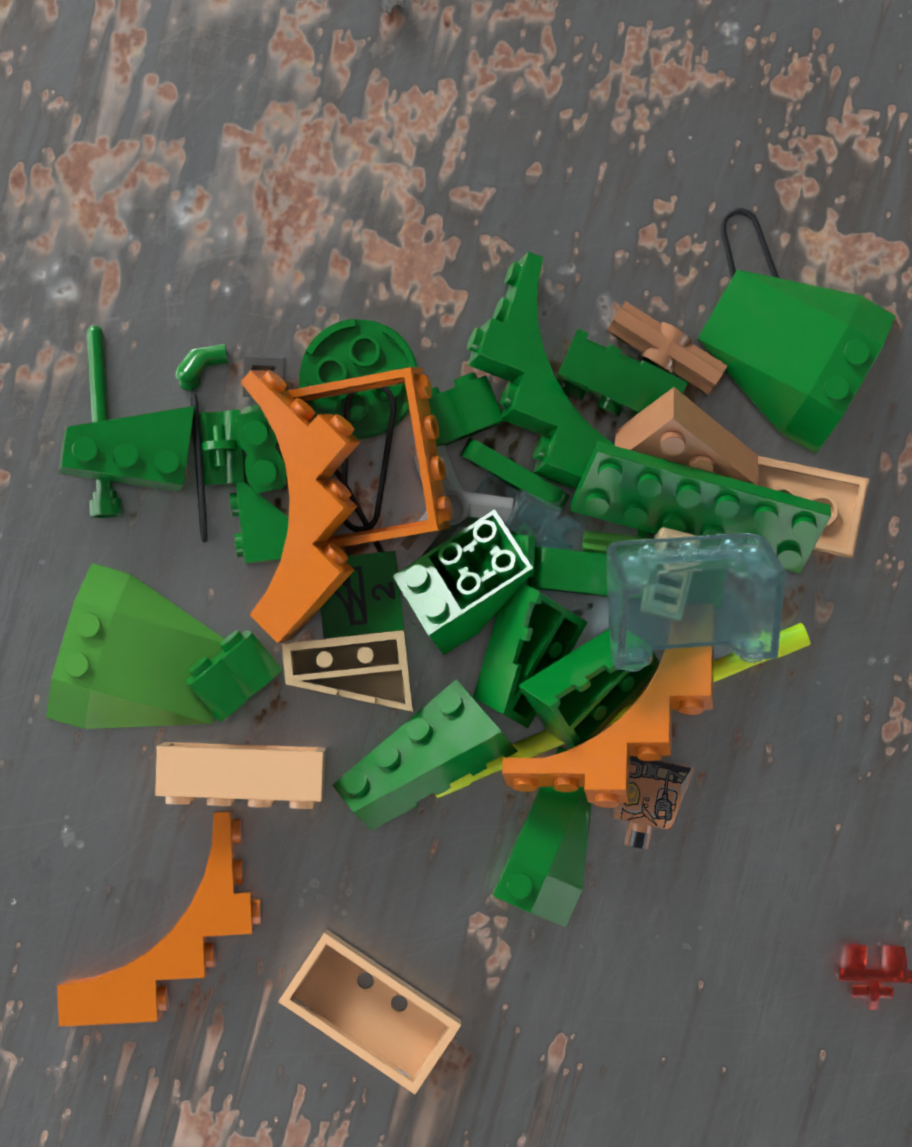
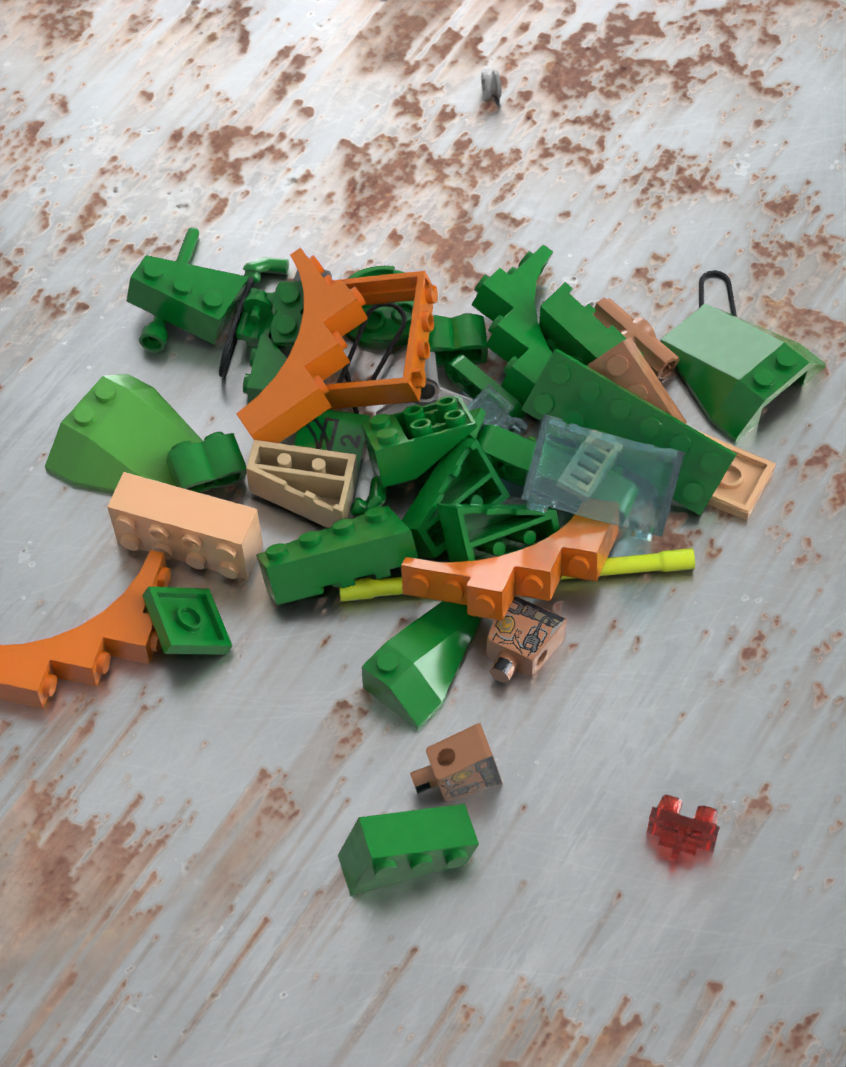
camera: 15 degrees right, 30 degrees down
(283, 883) = (187, 620): none -> green tile
(362, 1018) = (192, 713): light nougat piece -> none
(432, 666) = (376, 498): none -> green arm
(602, 1080) = (406, 846): none -> green wedge
(639, 964) = (459, 765): none -> nougat torso

